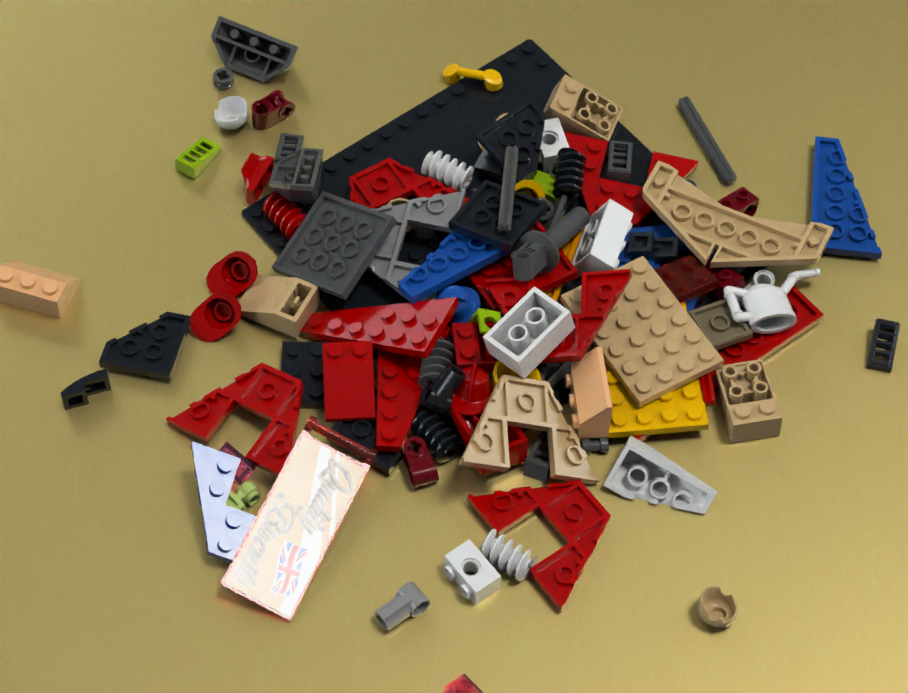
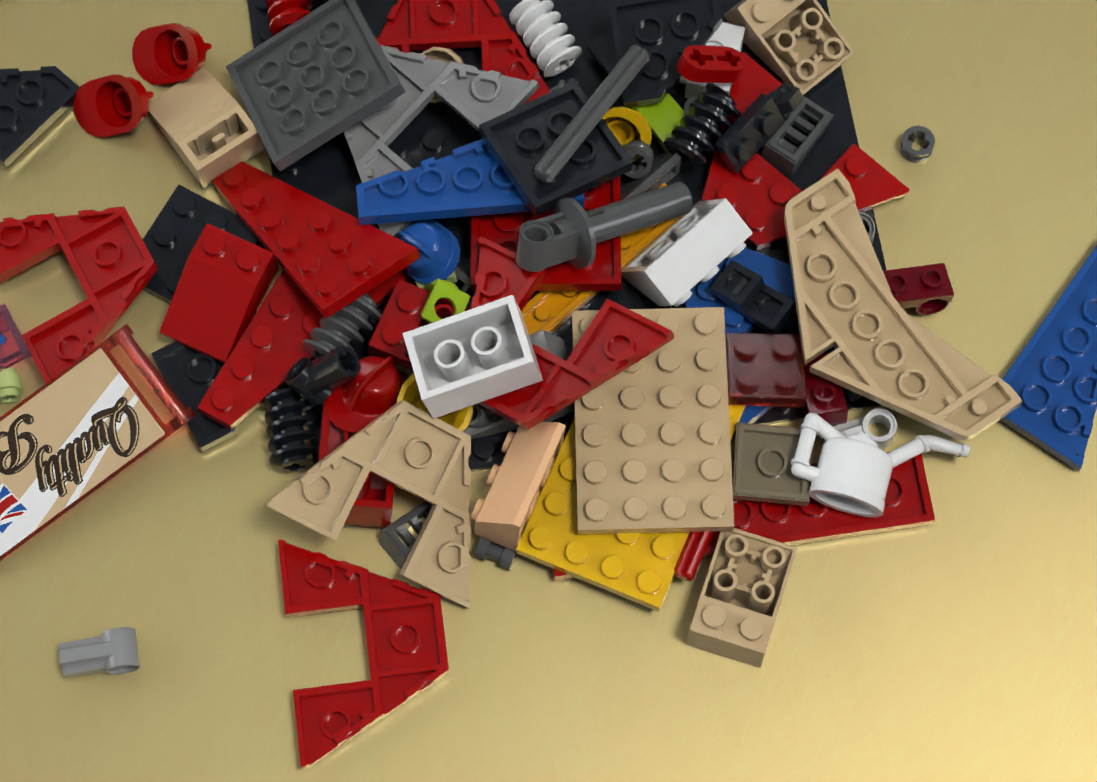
camera: 30 degrees right, 15 degrees up
(419, 462) = (245, 464): dark red piece -> none
(466, 559) = (217, 630): white brick -> none
(507, 557) = (274, 655): white piece -> none
(555, 138) = (711, 64): none -> red beam
(598, 161) = (757, 125): none -> black hinge
(652, 477) = (542, 639): white wedge -> none
(689, 135) = (928, 143): none -> dark grey bush
(707, 140) = (947, 160): dark grey axle -> none
(888, 331) = (1015, 587): black slope -> none

